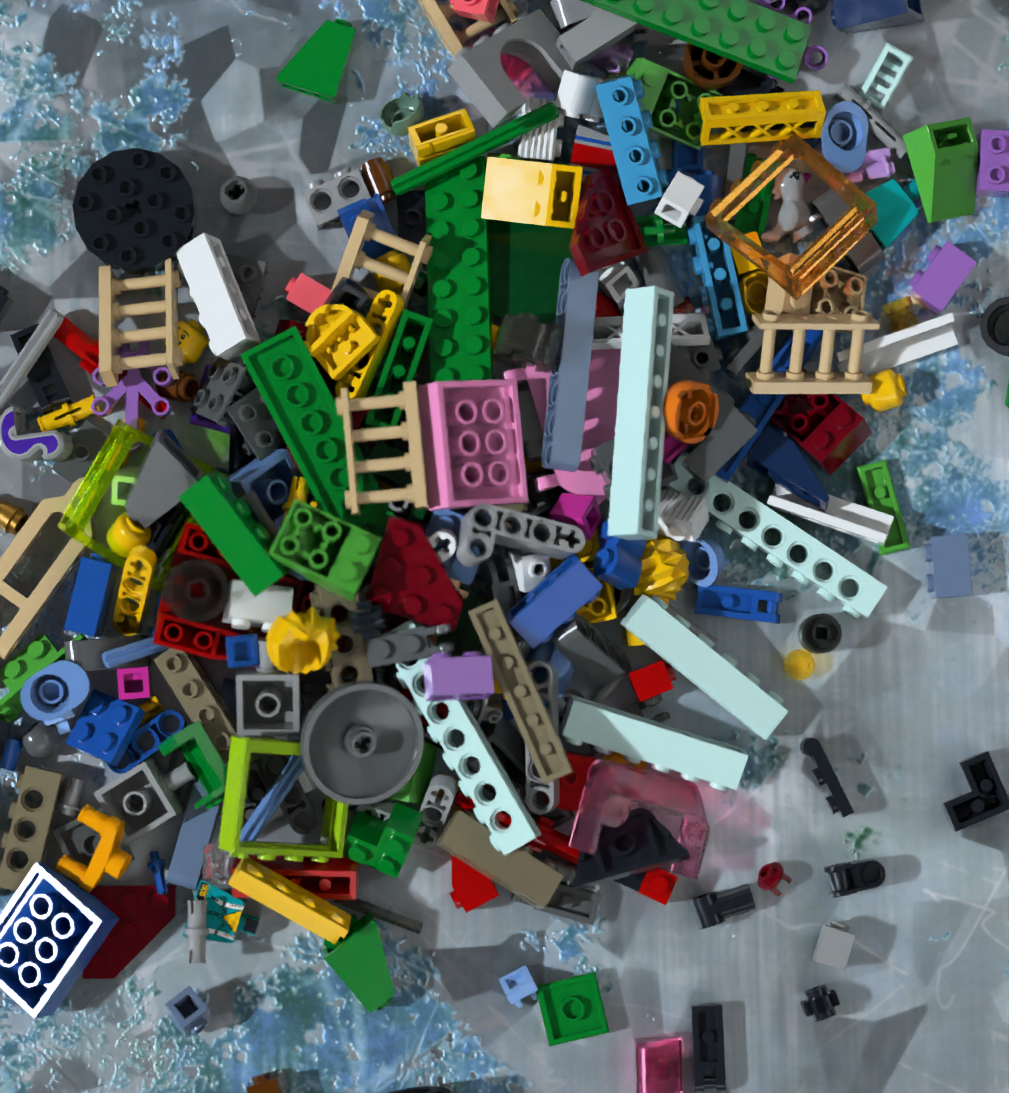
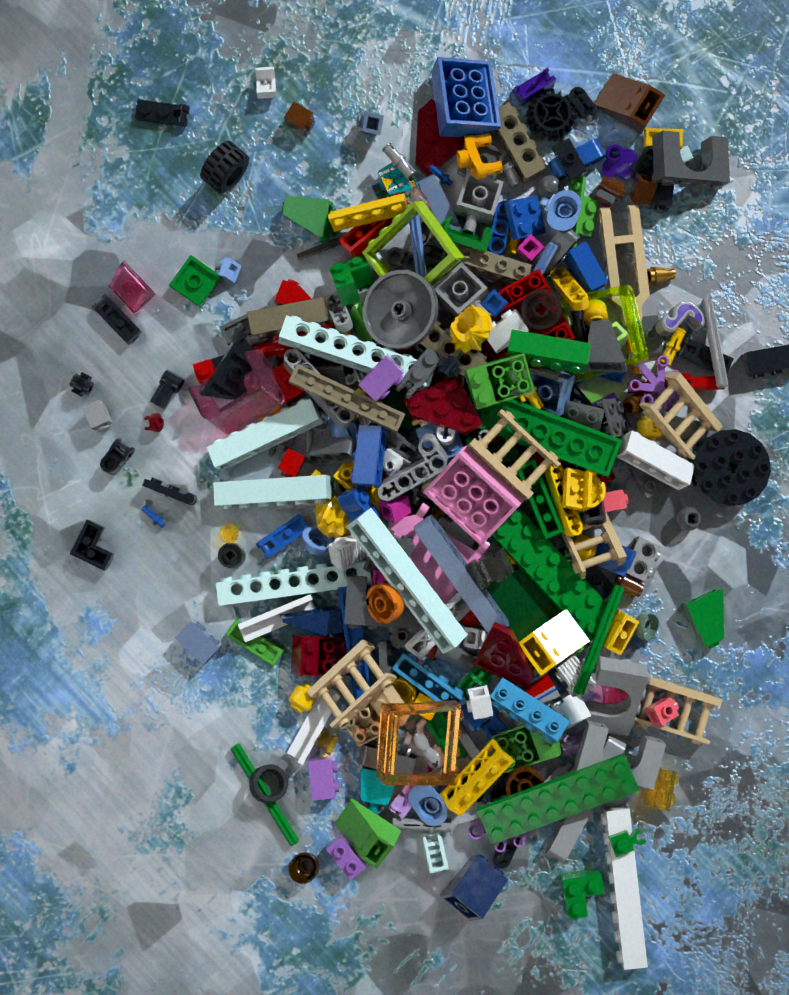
camera: 145 degrees right, 0 degrees up
(872, 763) = (156, 519): none -> blue piece

